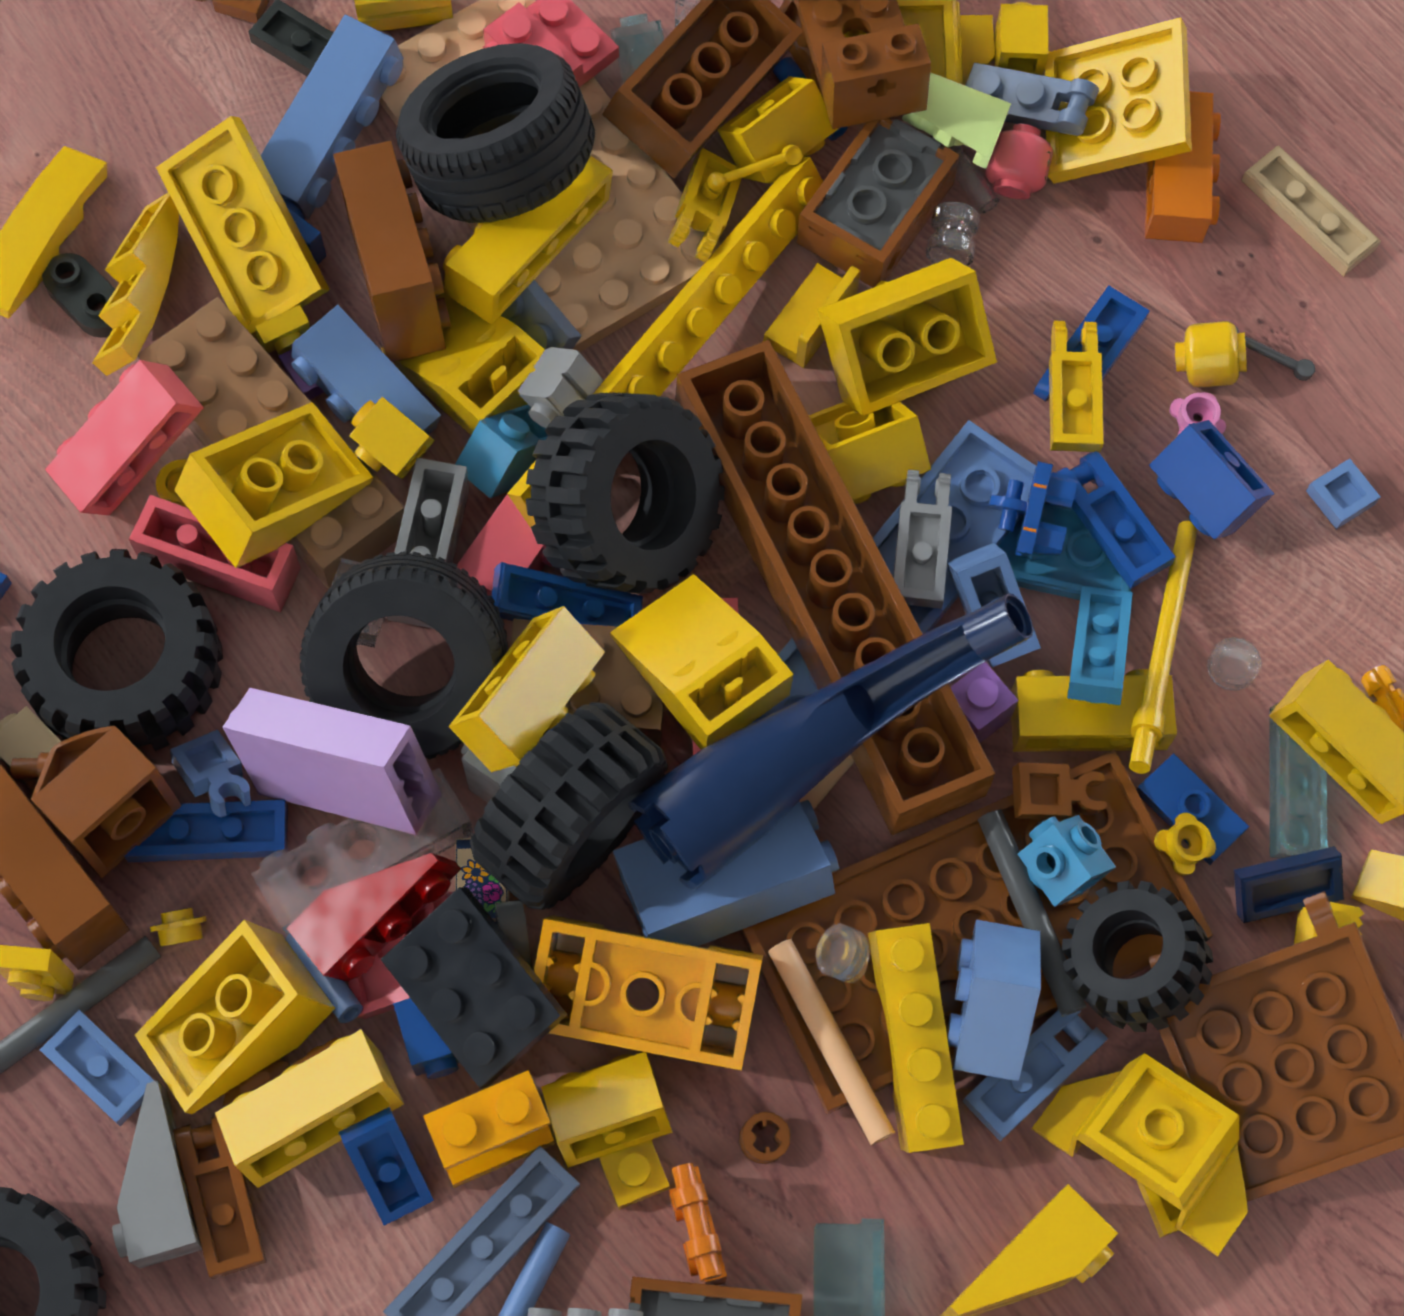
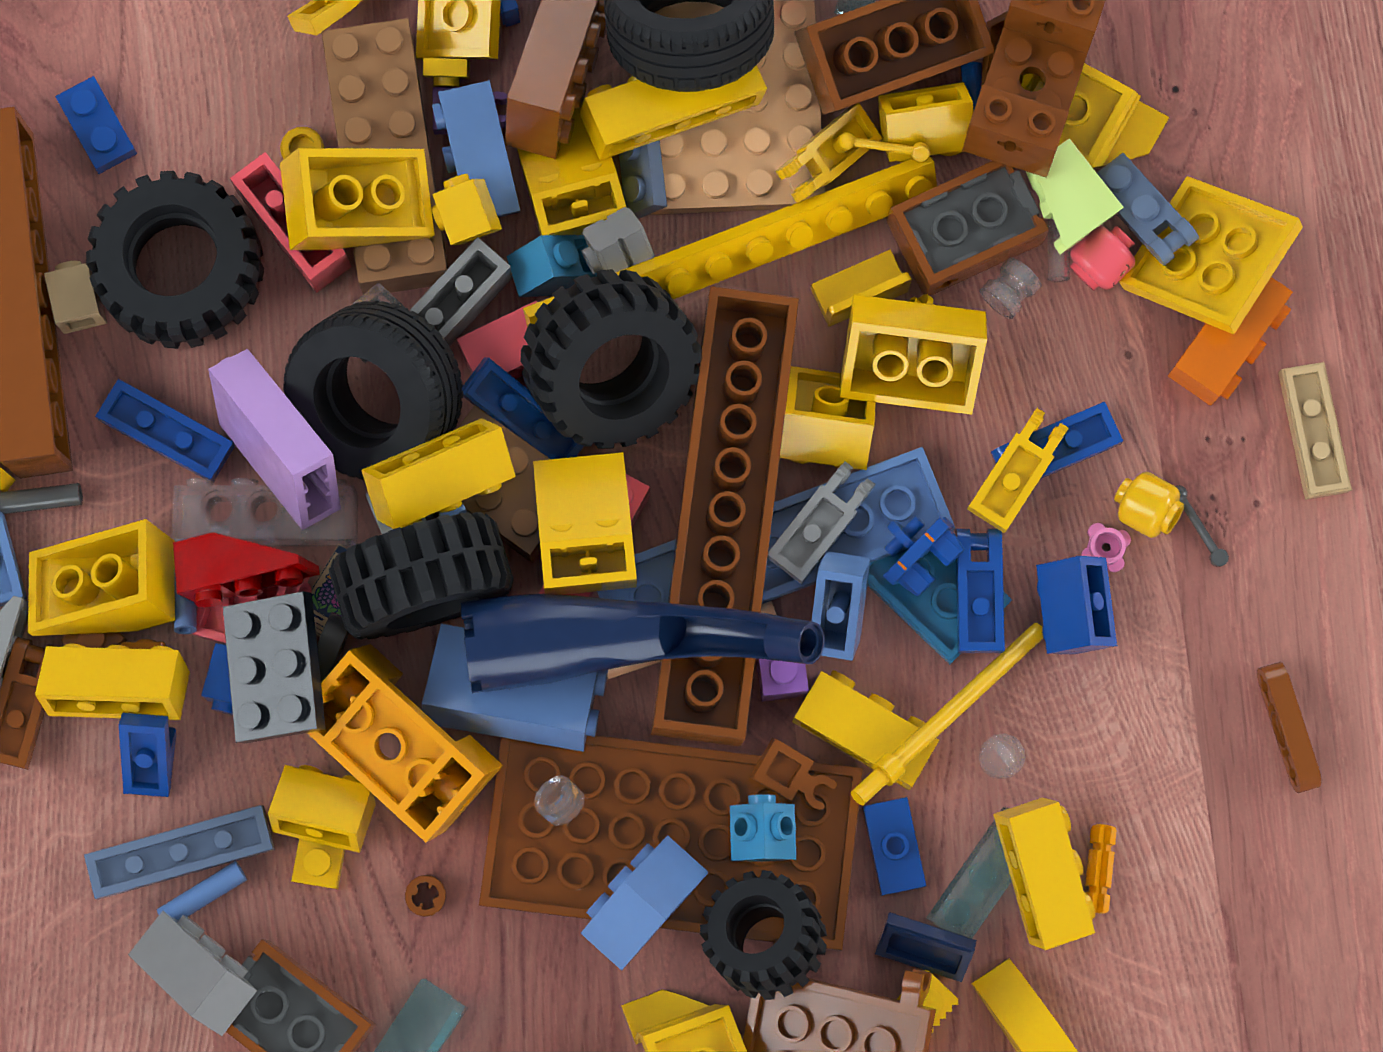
camera: 30 degrees right, 10 degrees up
(99, 794) = (95, 363): dark orange piece -> none
(123, 437) = (274, 92): coral brick -> none
(179, 927) = (104, 492): yellow plate -> none
(211, 767) = (192, 388): medium blue plate -> none
(490, 1129) = (226, 774): light orange panel -> none
(691, 1204) = (334, 931): orange plate -> none
(831, 1042) = (510, 857): light nougat piece -> none
(918, 1038) = (570, 892): yellow arch -> none
(1022, 37) = (1174, 154): yellow brick -> none
(1030, 910) = (718, 843): dark grey piece -> none
(1046, 1065) = (650, 969): medium blue plate -> none
(1100, 646) = (899, 685): dark azure plate -> none
(1199, 839) = (875, 880): yellow plate -> none
(1343, 493) = (1176, 675): medium blue plate -> none

